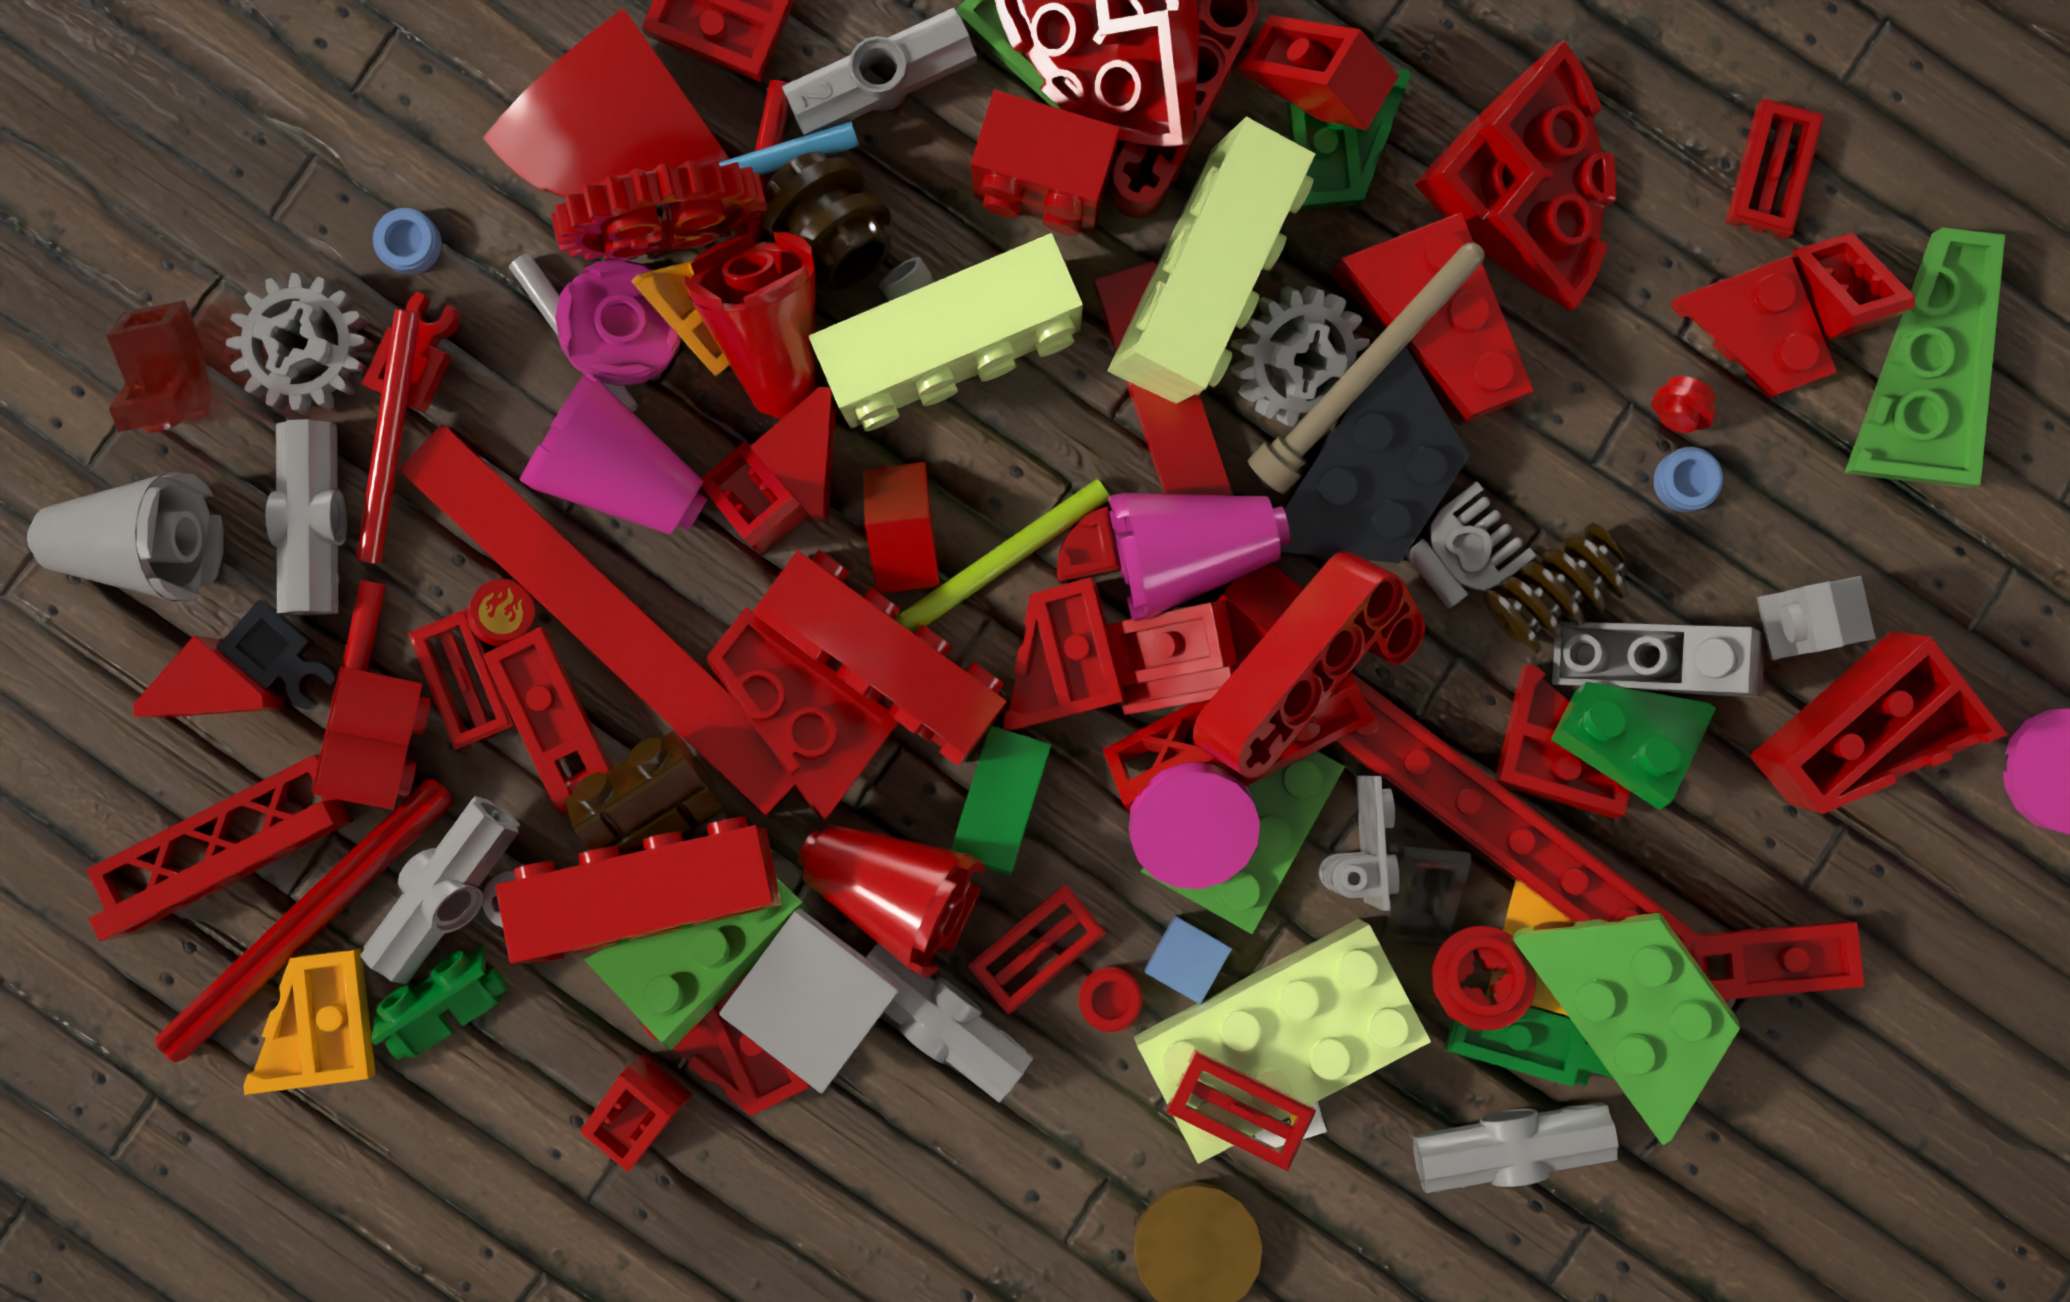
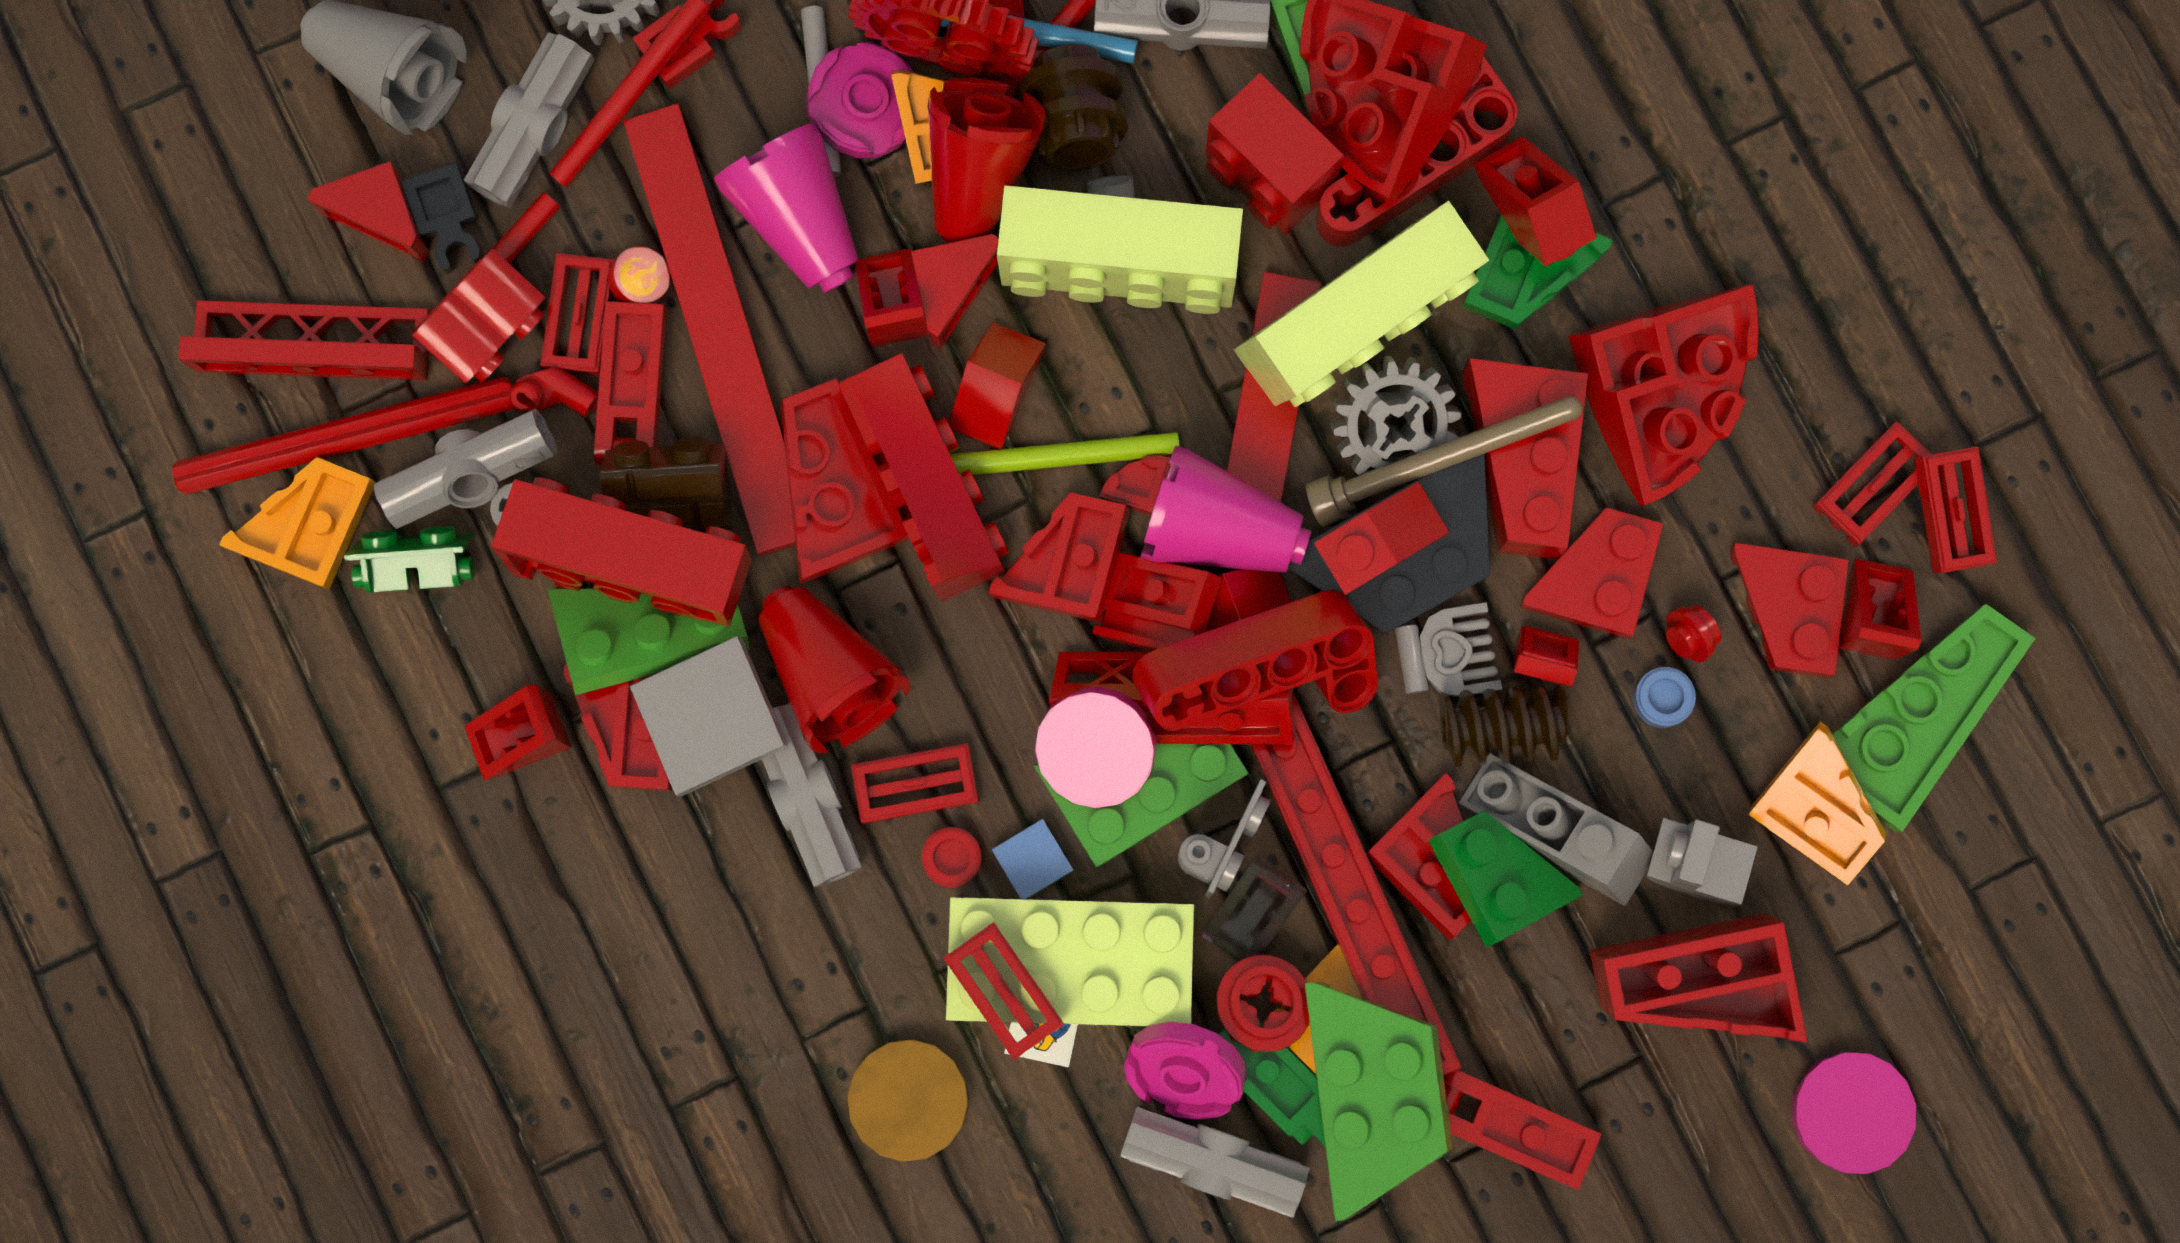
camera: 30 degrees right, 5 degrees down
(478, 764) = (551, 388): none -> red arm
(1001, 799) = (954, 643): green slope -> none
(1354, 479) = (1381, 537): none -> red slope
(1445, 1081) = (1186, 1070): none -> dark pink tile
(1562, 502) = (1546, 656): none -> red tile
(1572, 397) = (1600, 575): none -> red wing
(1857, 159) = (1935, 514): none -> red tile
(1894, 505) = (1821, 808): none -> light orange wing

